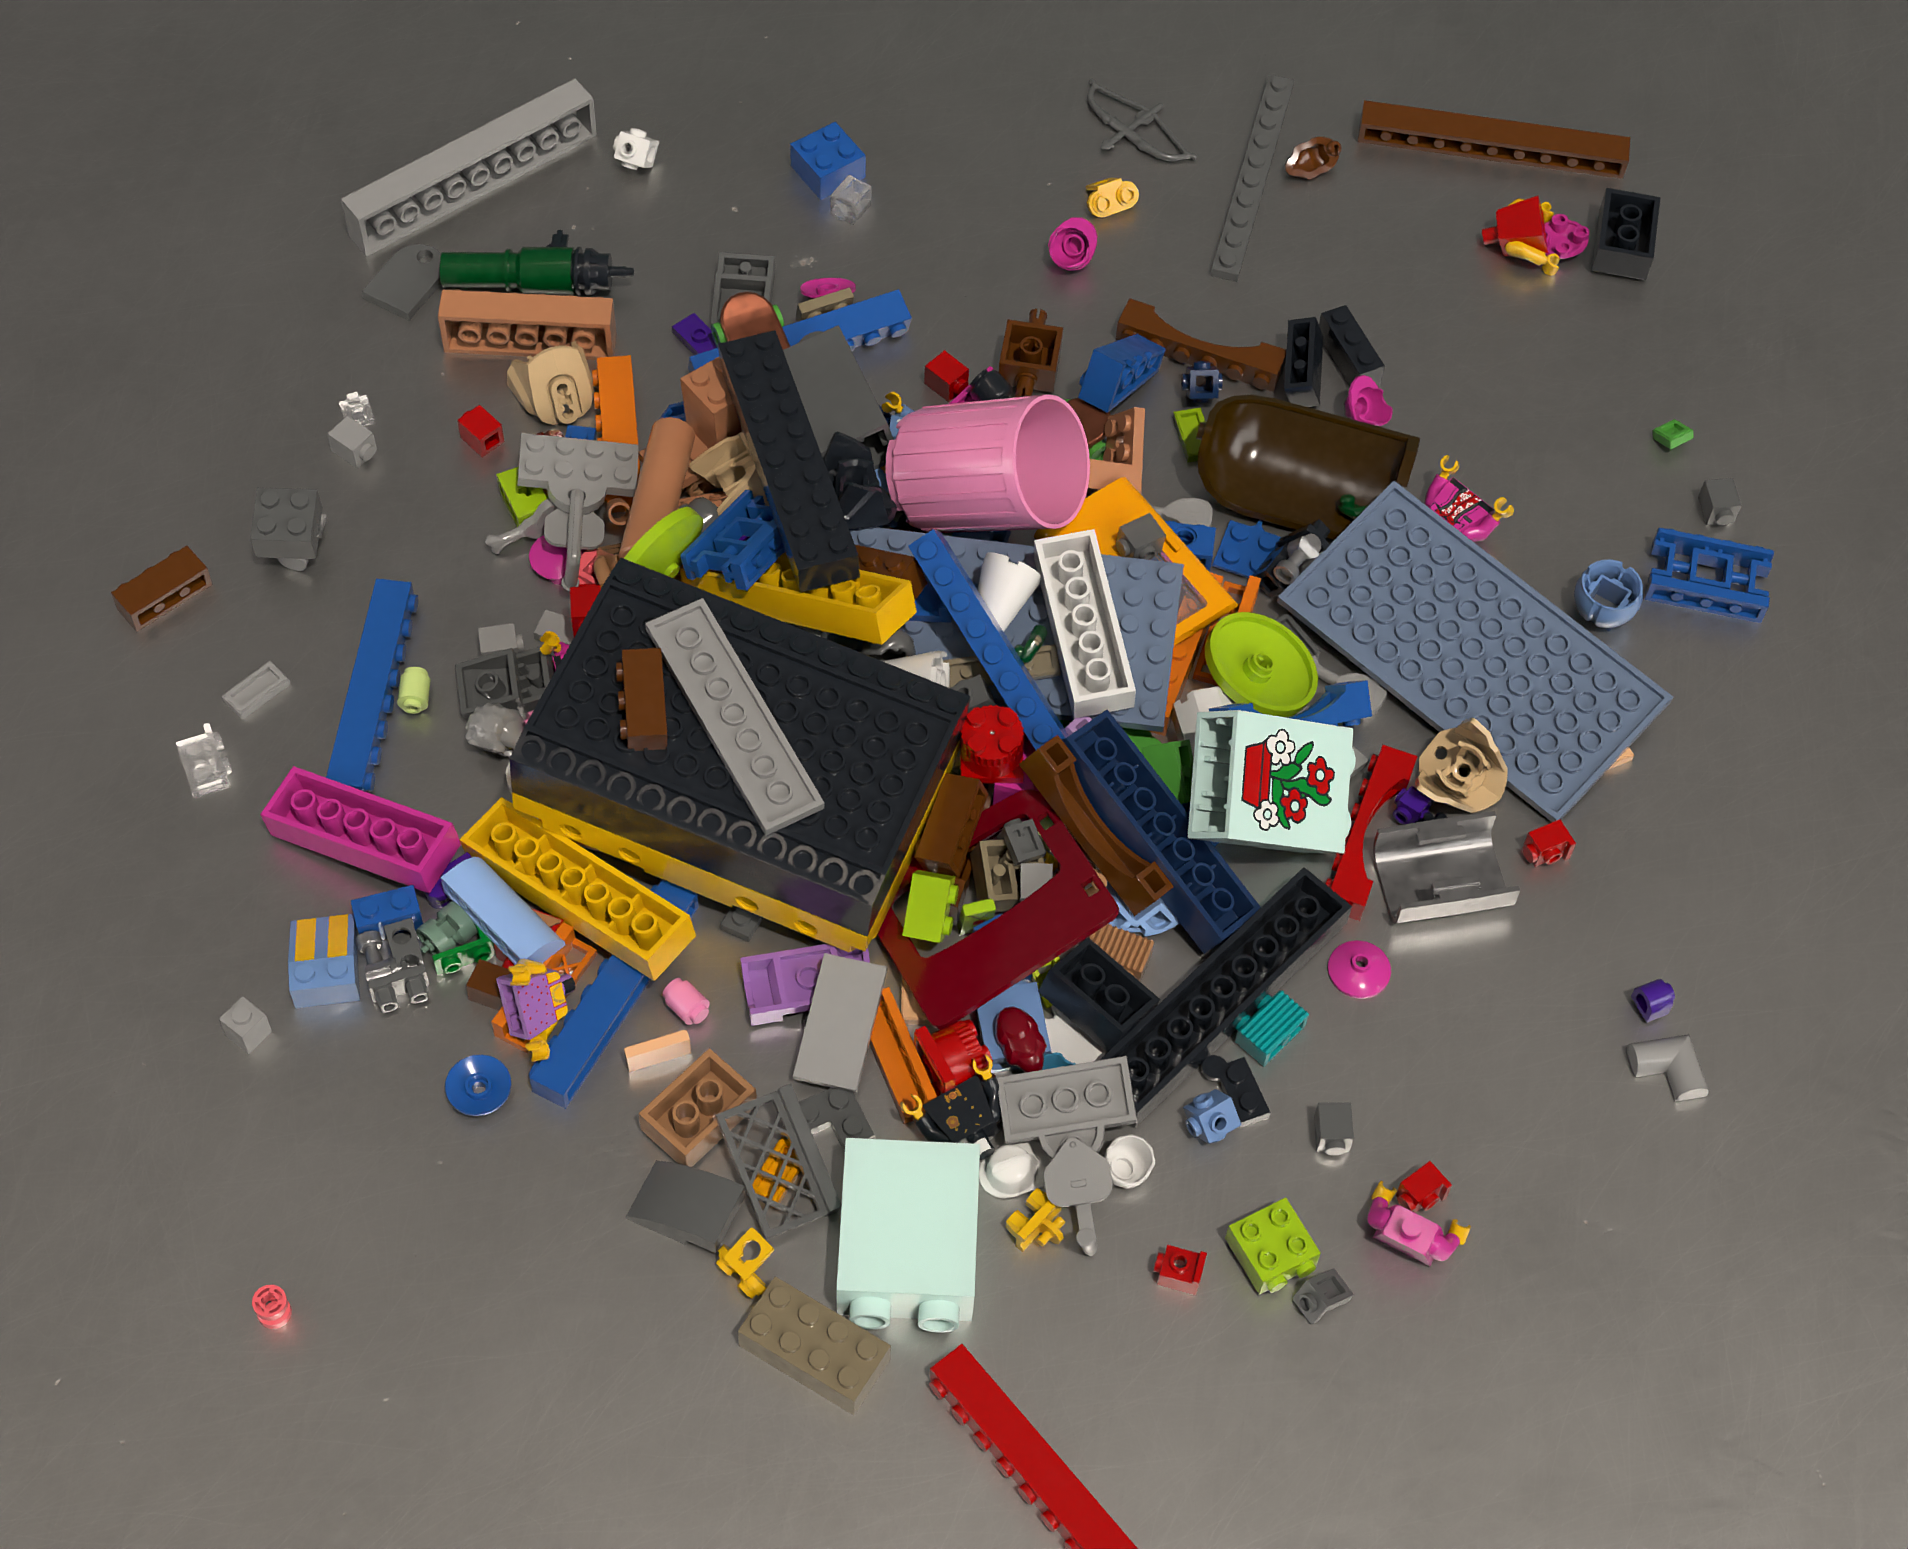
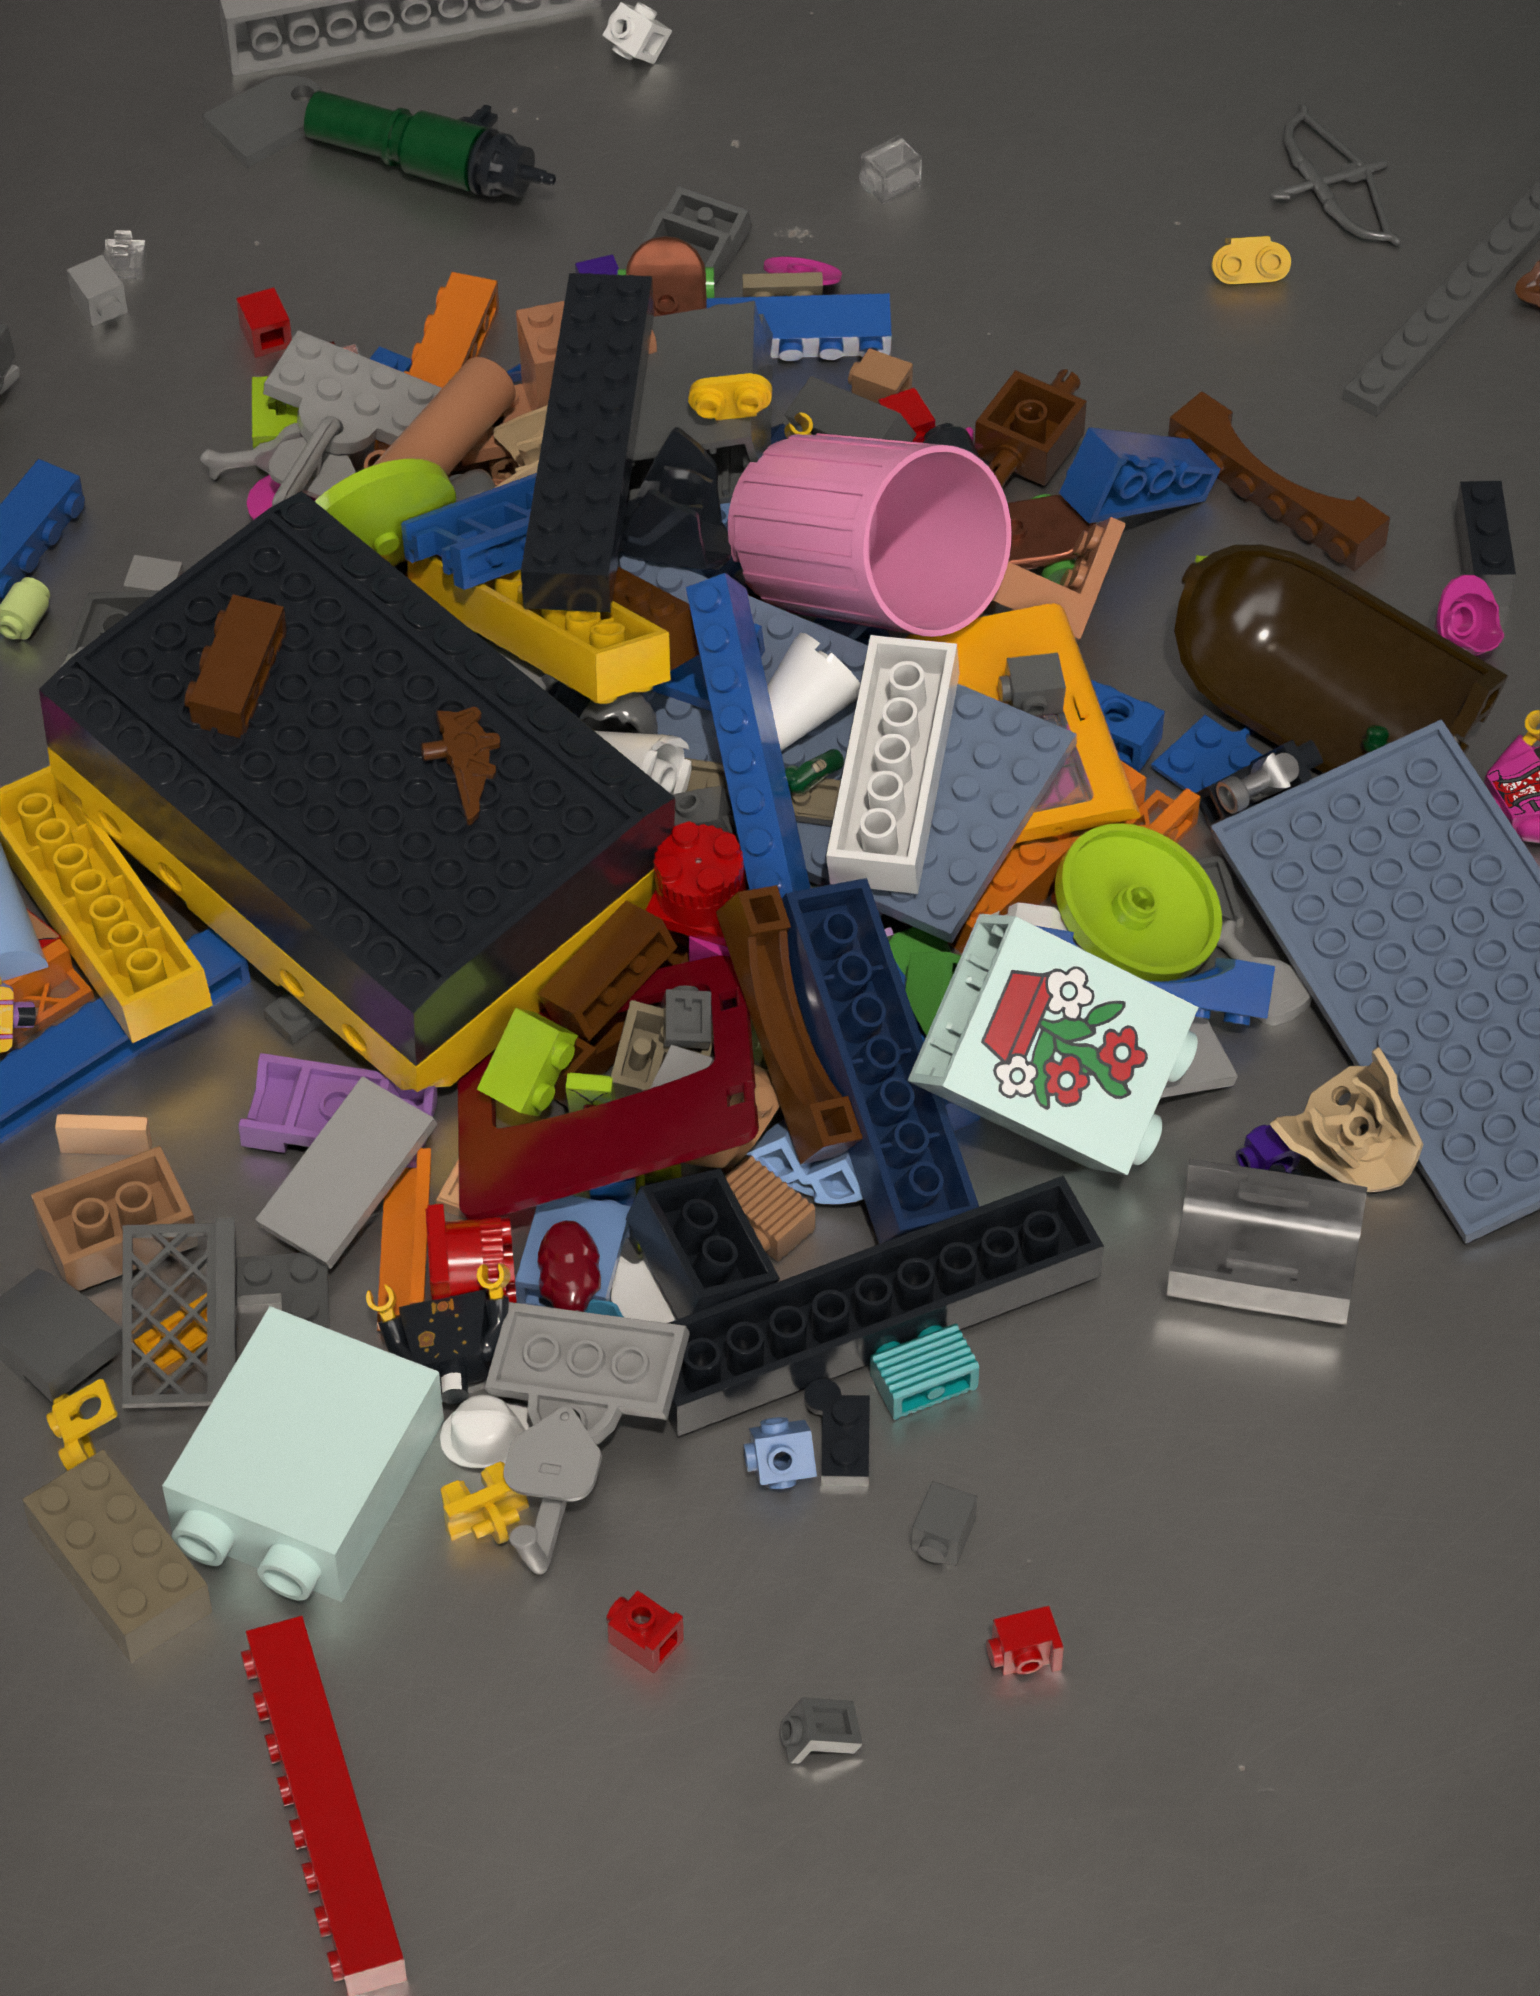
camera: 25 degrees right, 5 degrees down
(525, 323) = (383, 207): nougat brick -> none
(550, 381) = (411, 283): tan piece -> none
(686, 1001) = (170, 1087): bright pink brick -> none
(735, 717) = (344, 724): light grey plate -> none
(825, 711) = (468, 754): none -> reddish brown piece
(827, 159) = (882, 106): blue brick -> none
(864, 398) = (730, 396): none -> yellow bracket
(914, 351) = (880, 376): none -> medium nougat brick
(915, 385) = (846, 414): none -> dark grey brick
(1073, 243) = (1160, 303): dark pink piece -> none
(1130, 1160) = (640, 1470): white hair -> none
(1187, 511) = (1145, 684): light grey piece -> none
(1210, 387) = (1236, 518): dark blue brick -> none
(1273, 1246) = (780, 1642): lime brick -> none
(1304, 362) = (1407, 540): black brick -> none
(1356, 980) = (1088, 1355): dark pink dish -> none
(1390, 774) = (1126, 1219): red arch -> none
(1411, 1232) = (980, 1692): dark pink torso -> none
(1548, 844) = (1436, 1261): red brick -> none
(1654, 999) = (1483, 1510): dark purple plate -> none
(1676, 1059) = (1474, 1593): light grey brick -> none

